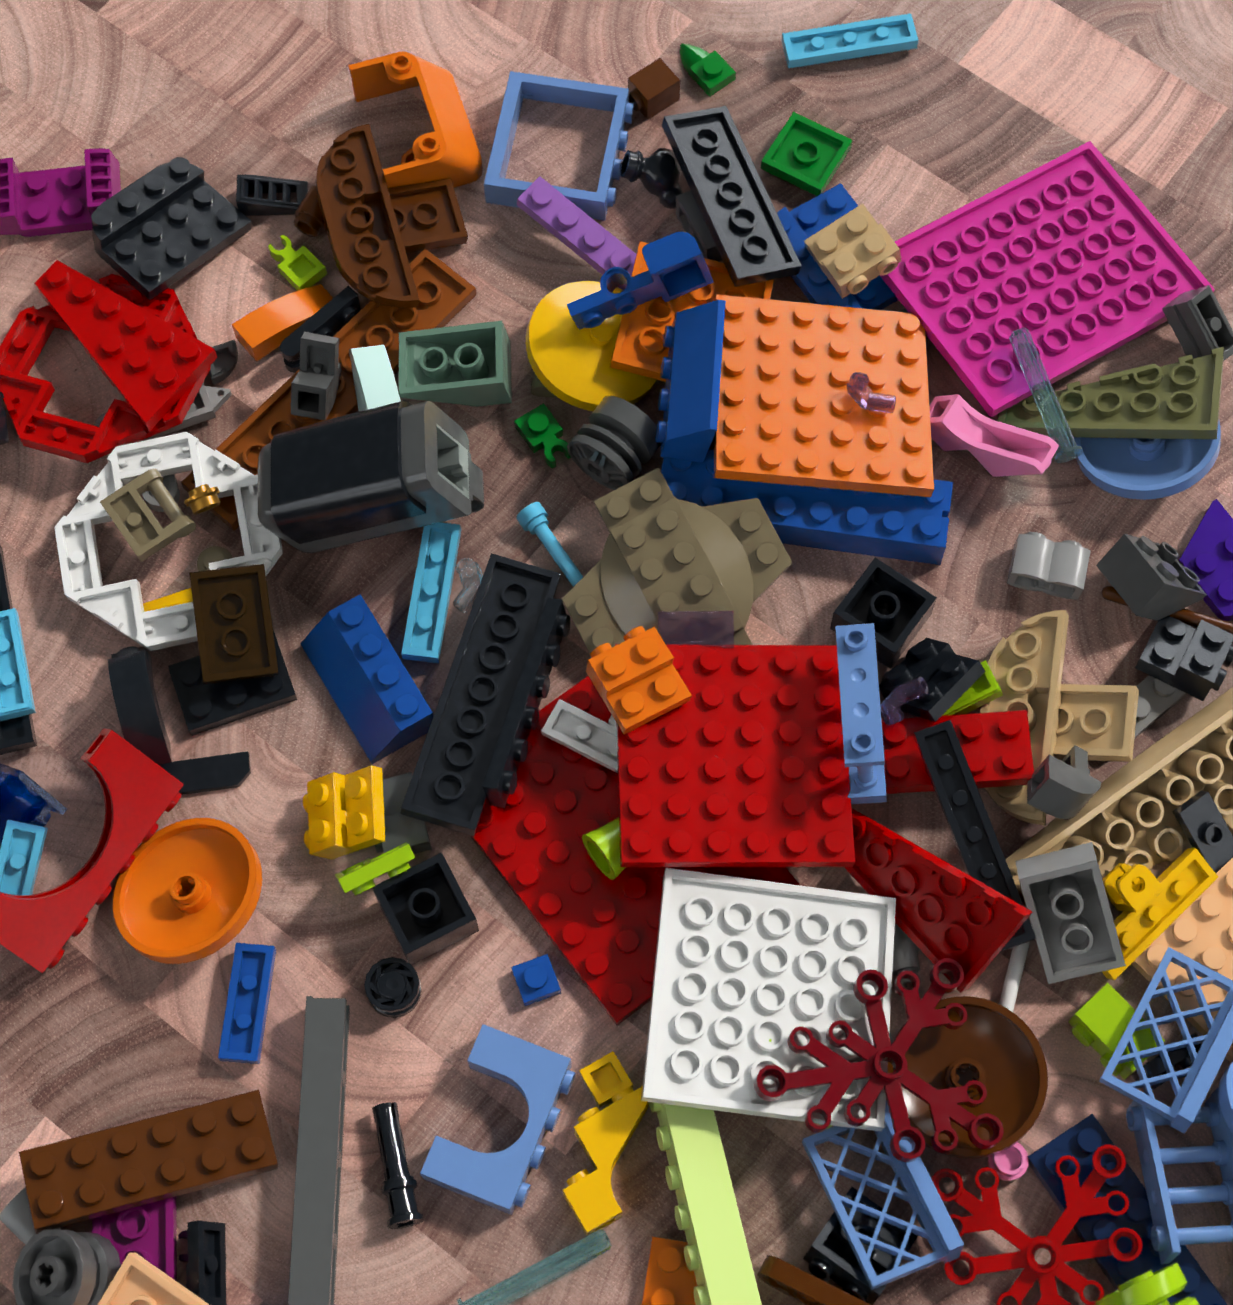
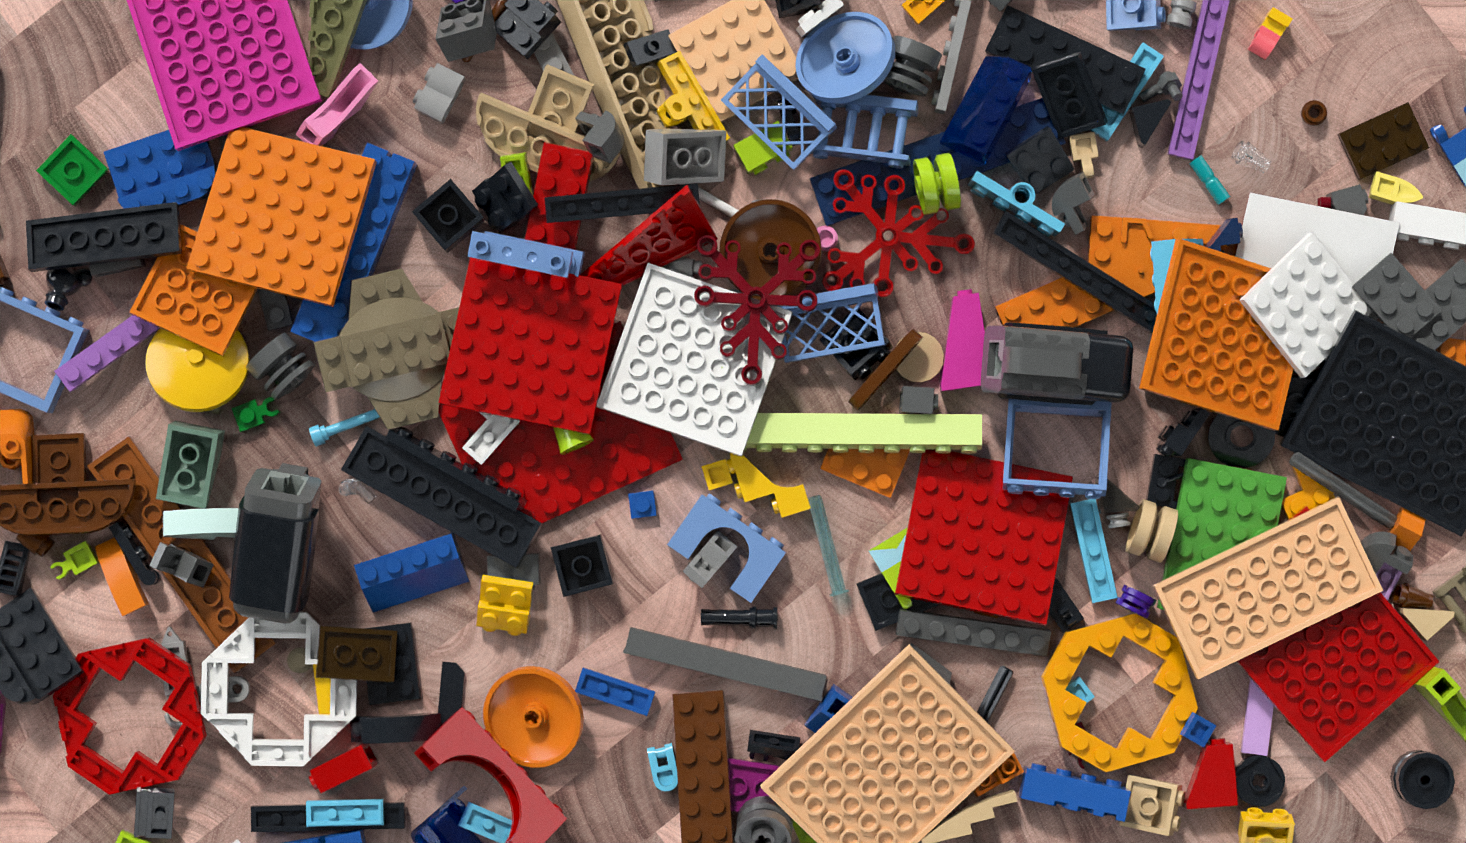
camera: 75 degrees left, 20 degrees up
(72, 650) = (342, 767): none -> red slope
(132, 1105) = (663, 776): none -> medium azure plate
(133, 348) = (125, 687): red wing -> none
(137, 521) = (263, 707): dark tan plate -> none
(202, 499) = (260, 659): pearl gold plate -> none
(226, 361) = (139, 629): dark grey tile -> none
(361, 875) = (550, 602): lime plate -> none
(393, 987) = (626, 596): black wheel -> none
(431, 592) = (362, 517): medium azure plate -> none
(474, 1095) = (709, 559): none -> light grey brick
(637, 678) = (470, 394): orange plate -> none
(674, 270) = (167, 301): blue plate -> none
(691, 382) = (256, 304): blue slope -> none
(697, 628) = (438, 346): plate -> none
(854, 251) = (172, 161): tan plate -> none
(866, 398) = (296, 187): arm -> none
(899, 696) = (516, 225): clear purple arm -> none
(1044, 395) = (316, 61): clear light blue axle -> none

